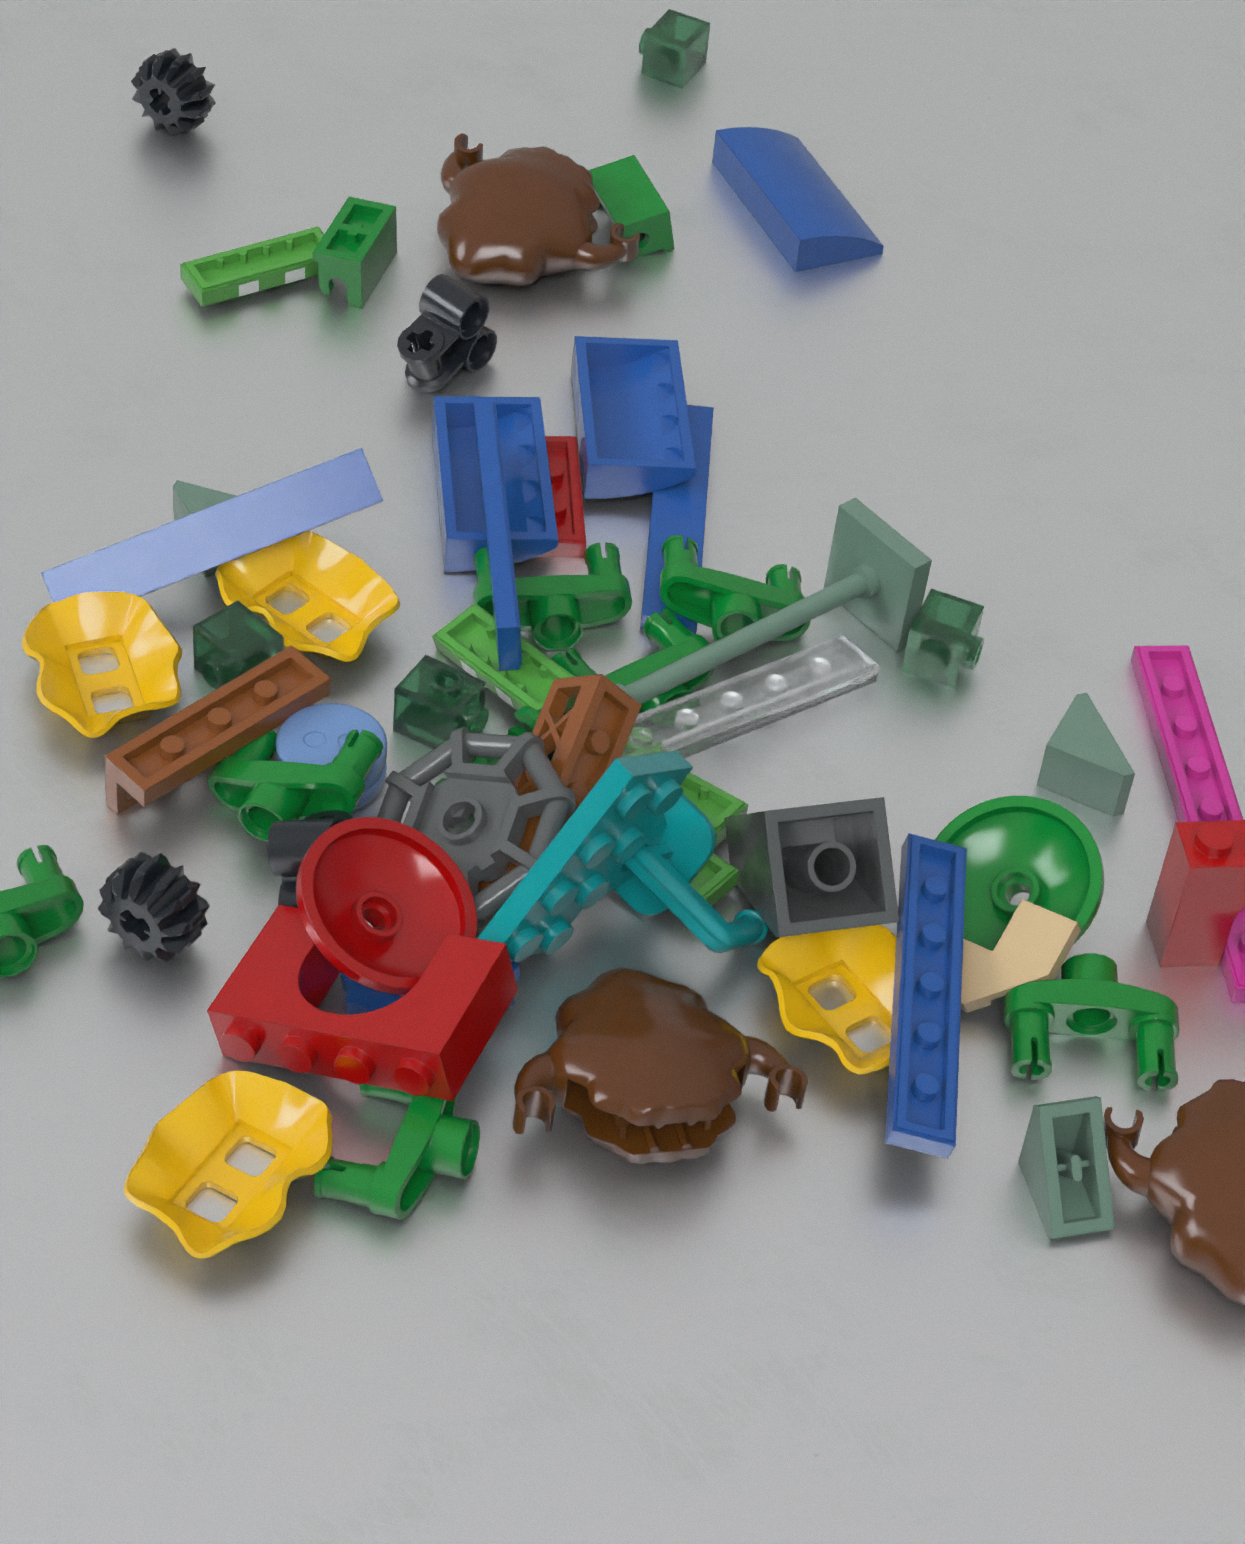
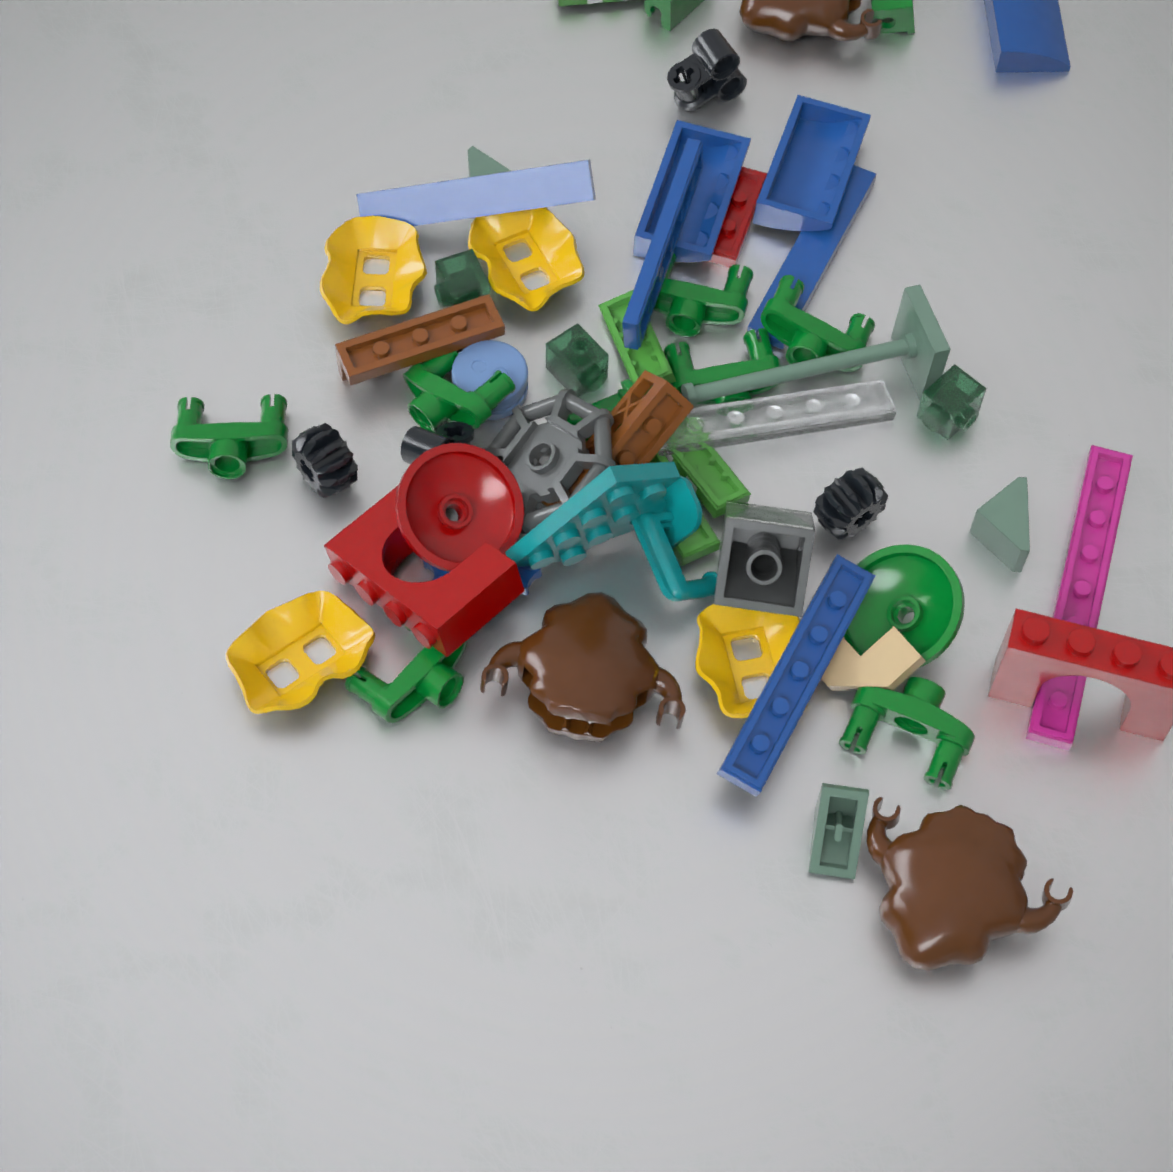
camera: 25 degrees right, 15 degrees up
(891, 768) = (850, 503): none -> black gear

